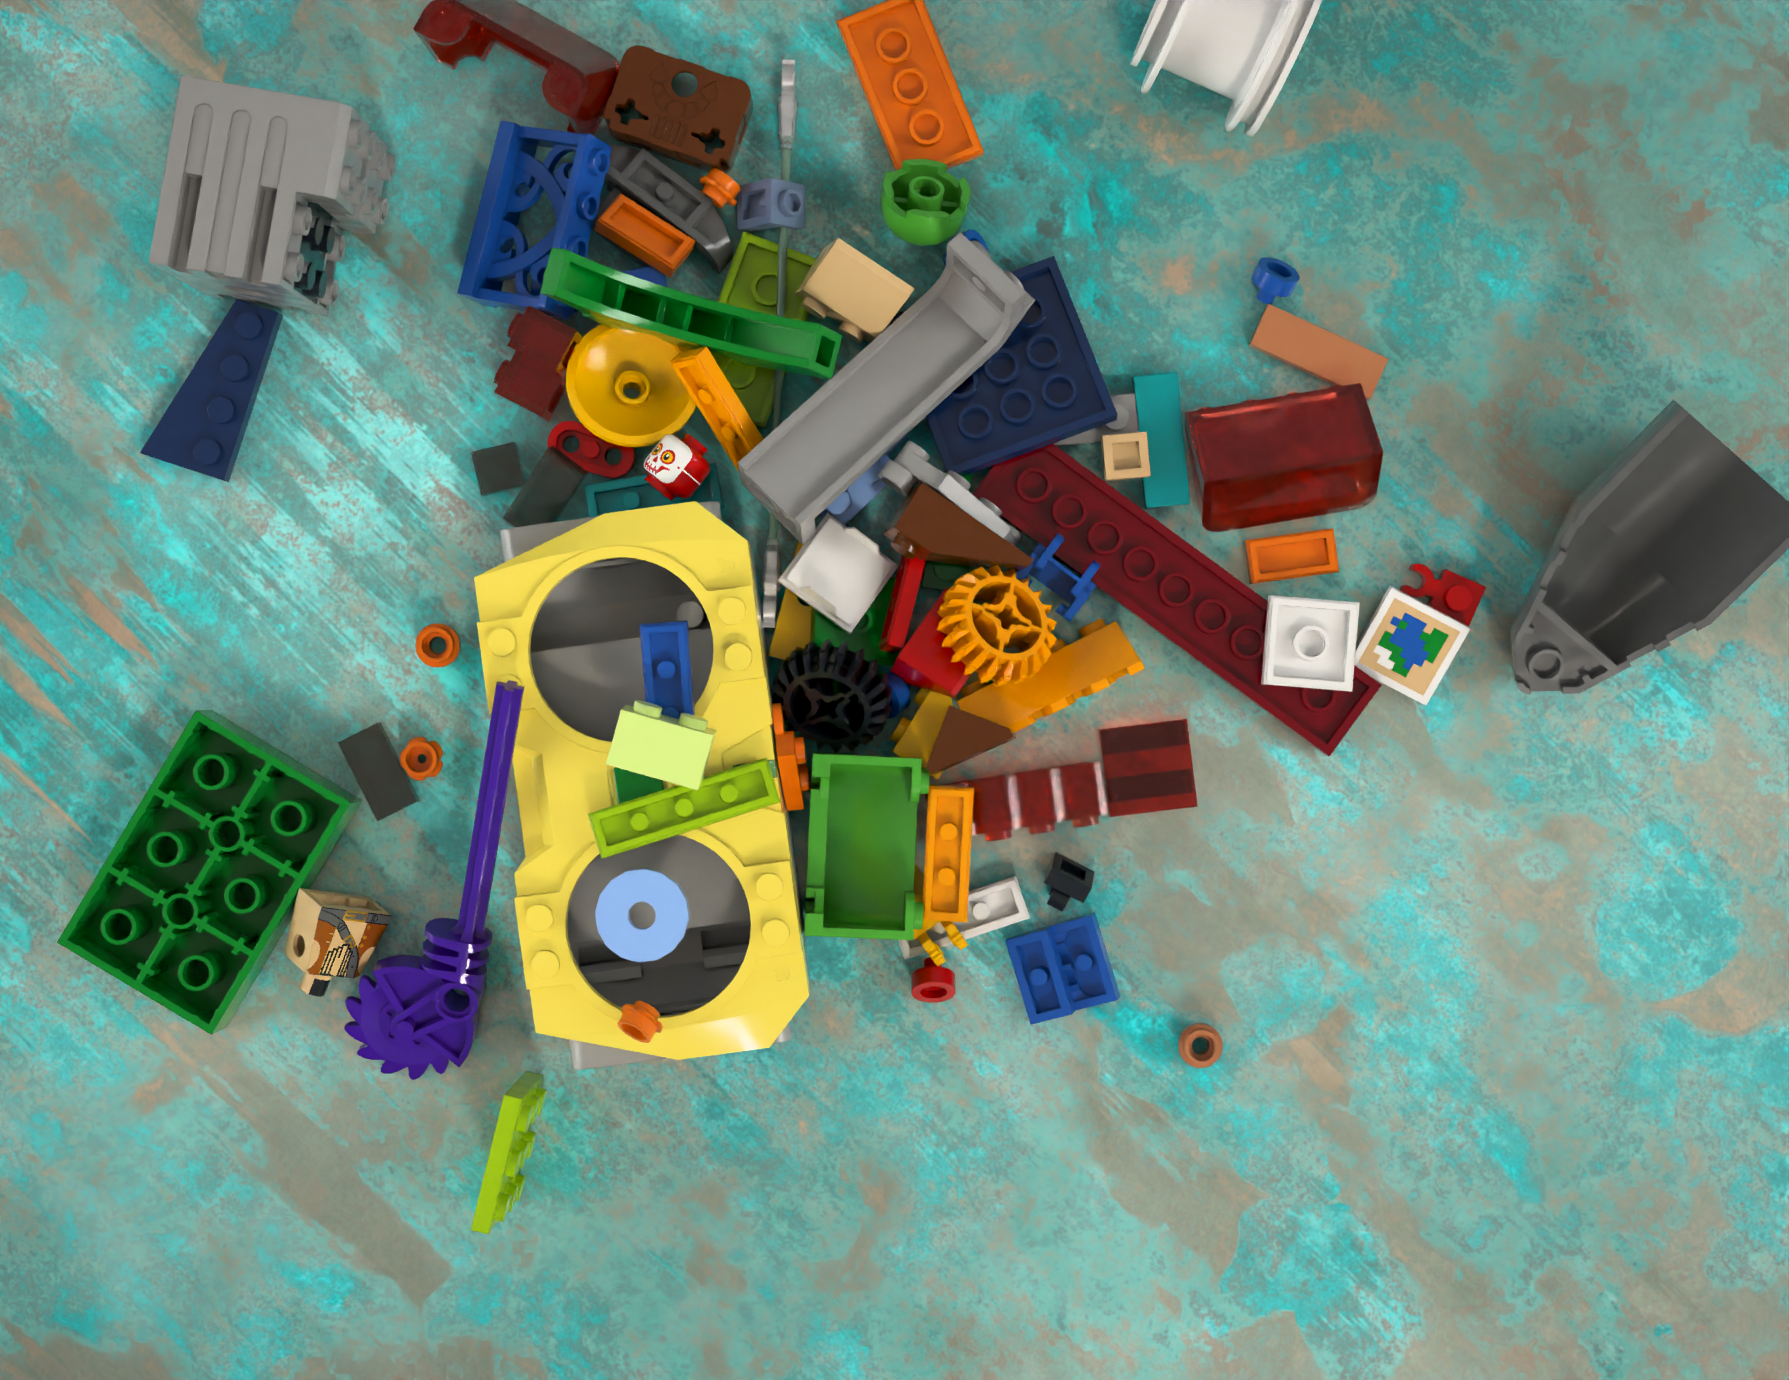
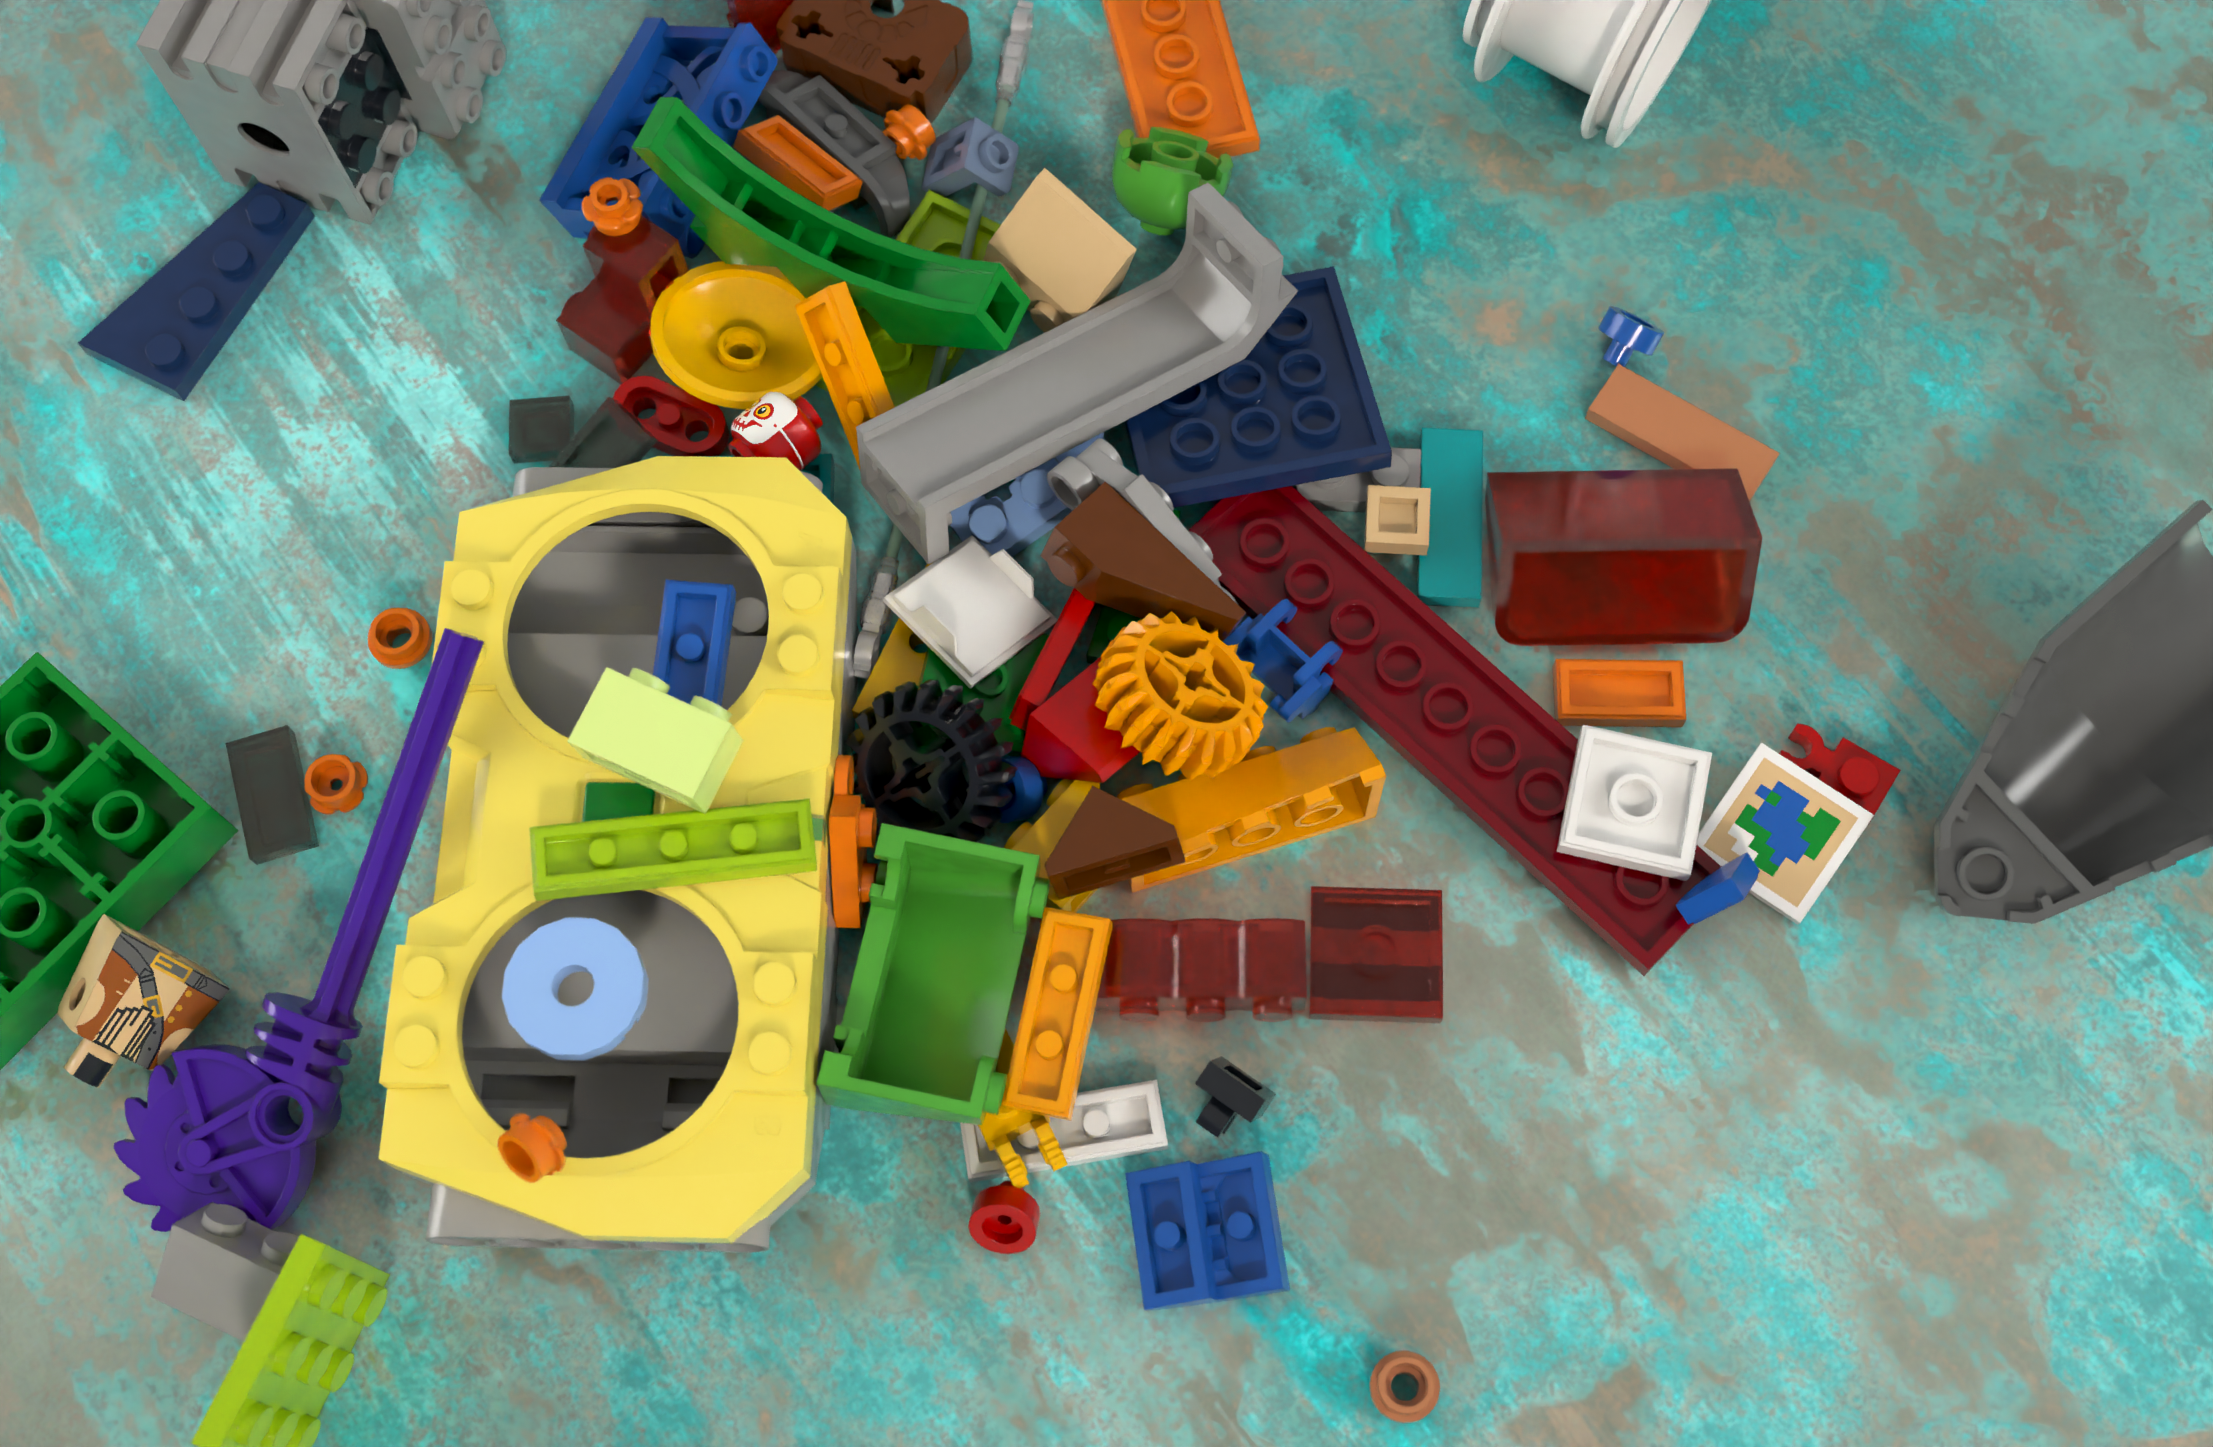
camera: 15 degrees right, 20 degrees down
(452, 1100) = (221, 1267): none -> light grey brick
(524, 326) = (617, 218): none -> orange plate
(1372, 698) = (1719, 890): none -> blue tile

